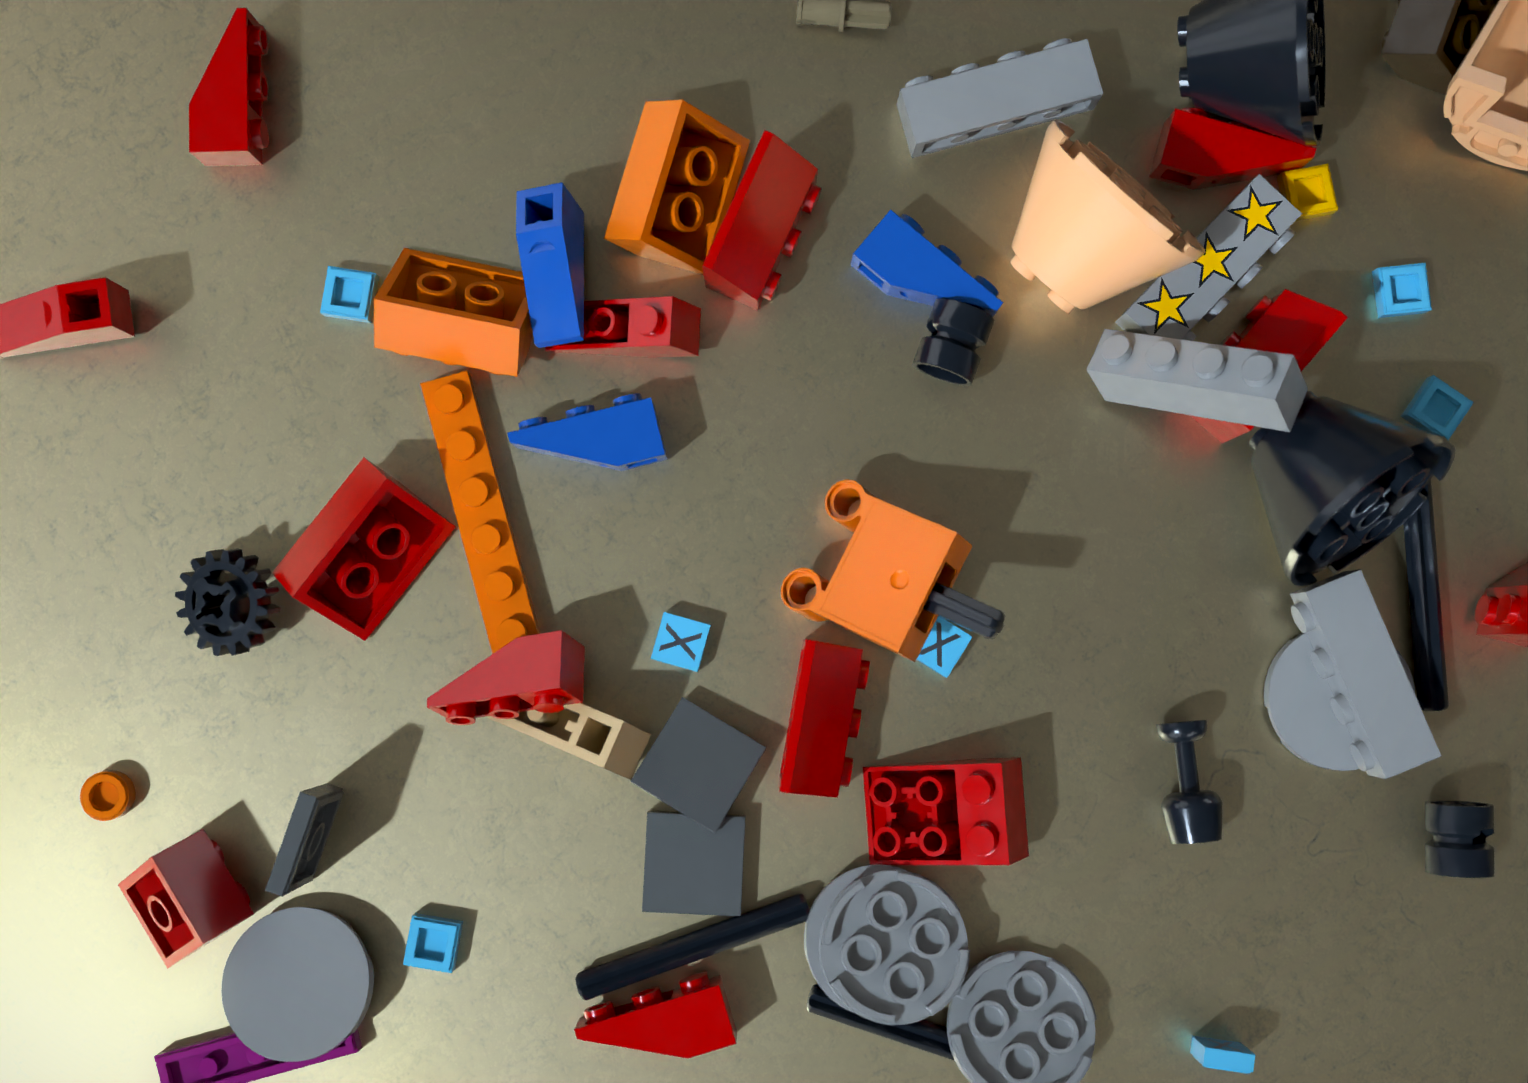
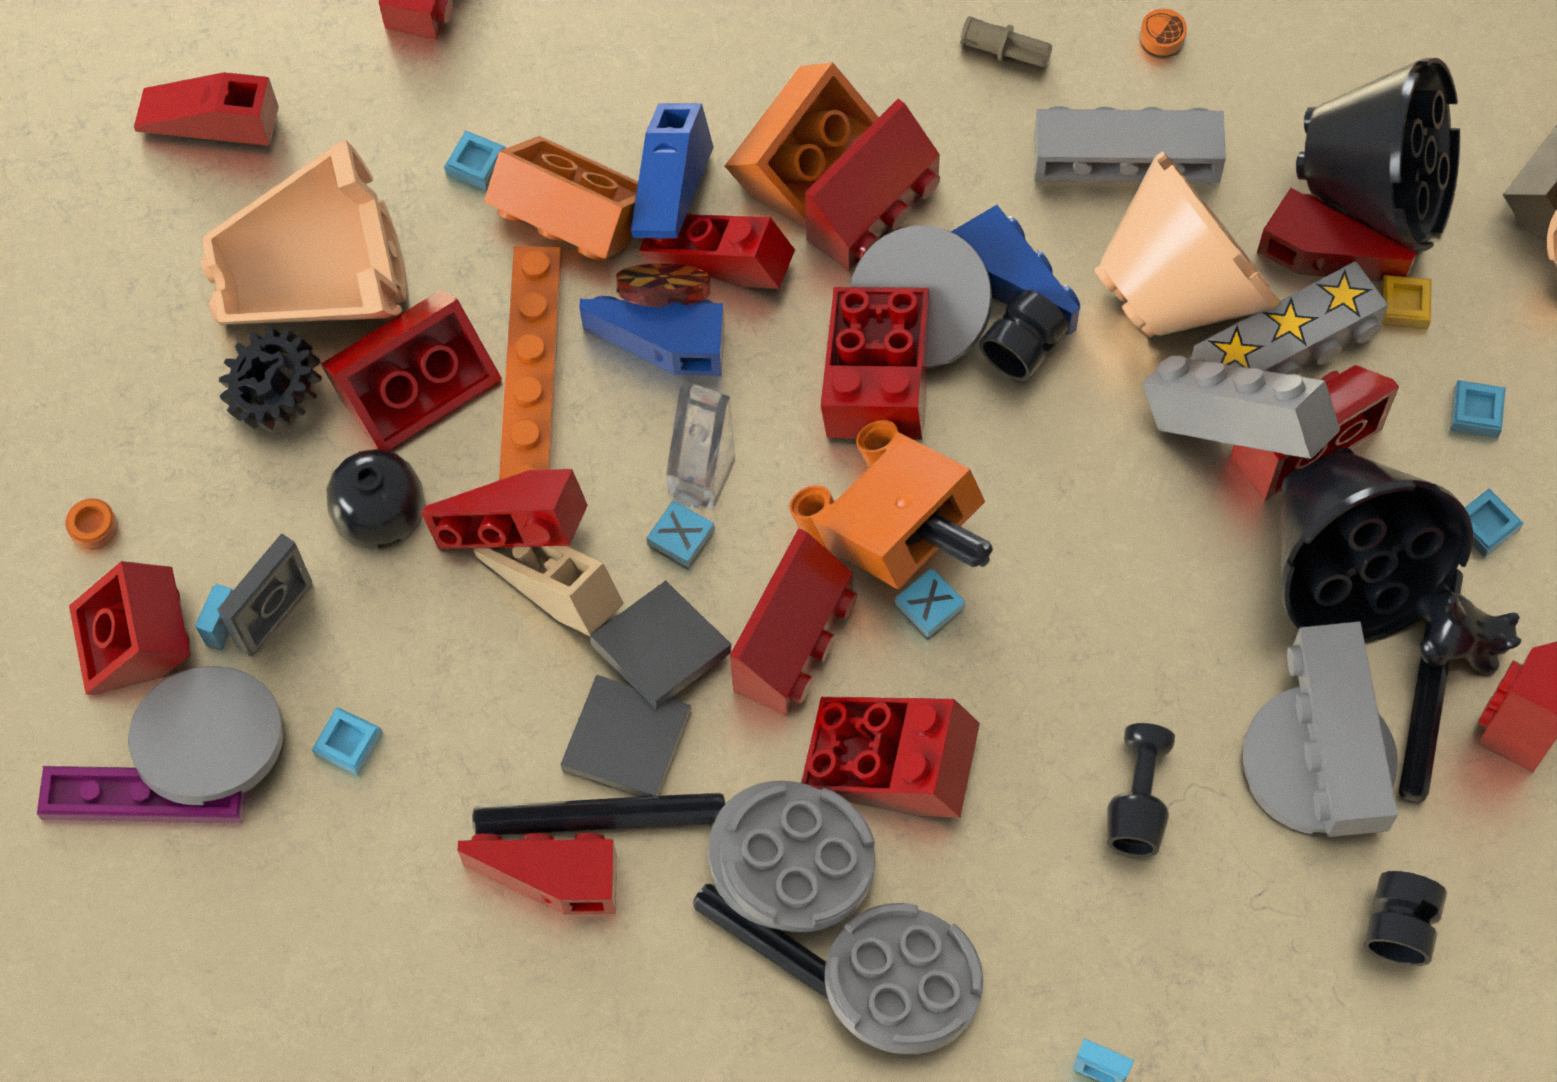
camera: 20 degrees right, 20 degrees down
(221, 458) = (308, 250): none -> light nougat cone
(262, 859) = (210, 622): none -> medium azure tile
(378, 673) = (375, 498): none -> black cylinder
(584, 389) = (658, 283): none -> tile
(678, 570) = (700, 447): none -> clear slope
(818, 412) = (876, 360): none -> red slope
(842, 331) = (955, 278): none -> light grey tile
(1452, 539) = (1466, 632): none -> black animal

